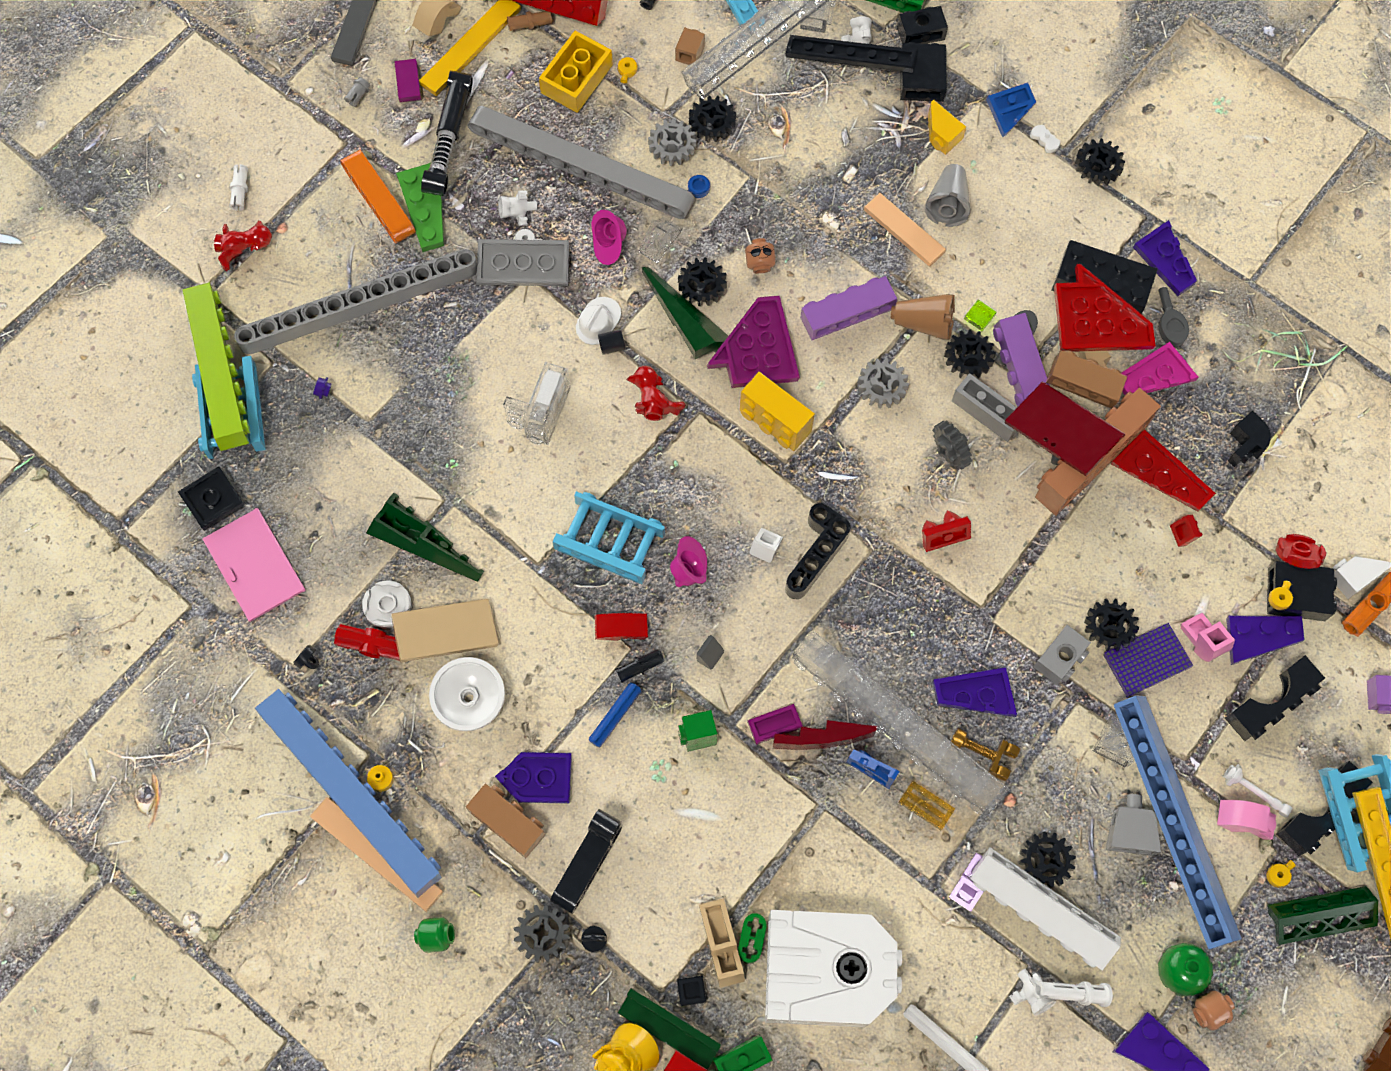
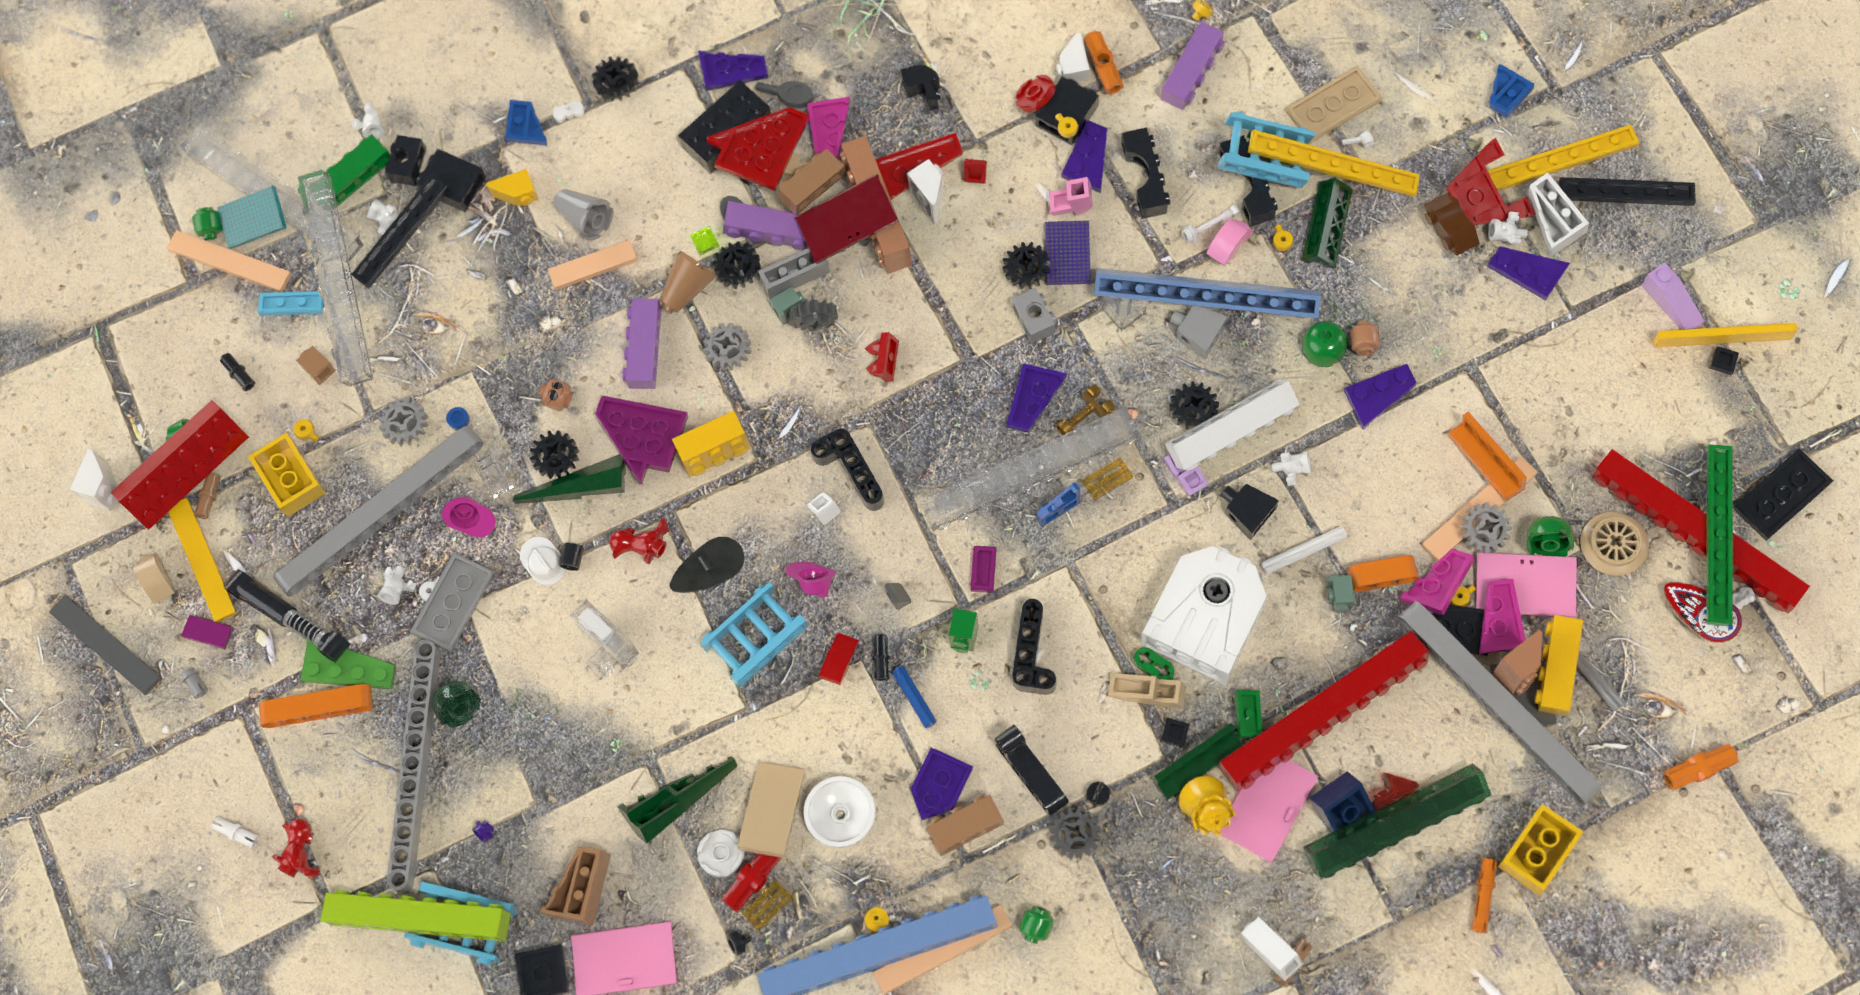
camera: 55 degrees left, 0 degrees up
(299, 494) = (580, 888): none -> medium nougat wedge
(335, 662) = (761, 899): none -> clear yellow tile
(427, 307) = (455, 703): none -> clear green cylinder
(660, 467) = (709, 566): none -> pearl dark grey shield
(712, 118) = (397, 368): black gear -> none
(716, 807) = (1031, 645): none -> black beam
(834, 735) = (1014, 526): dark red slope -> none
(954, 414) = (785, 301): none -> sand green brick
(963, 965) = (1249, 508): none -> black torso
(1082, 992) = (1310, 427): white pin -> none
(1142, 492) = (927, 188): none -> white slope

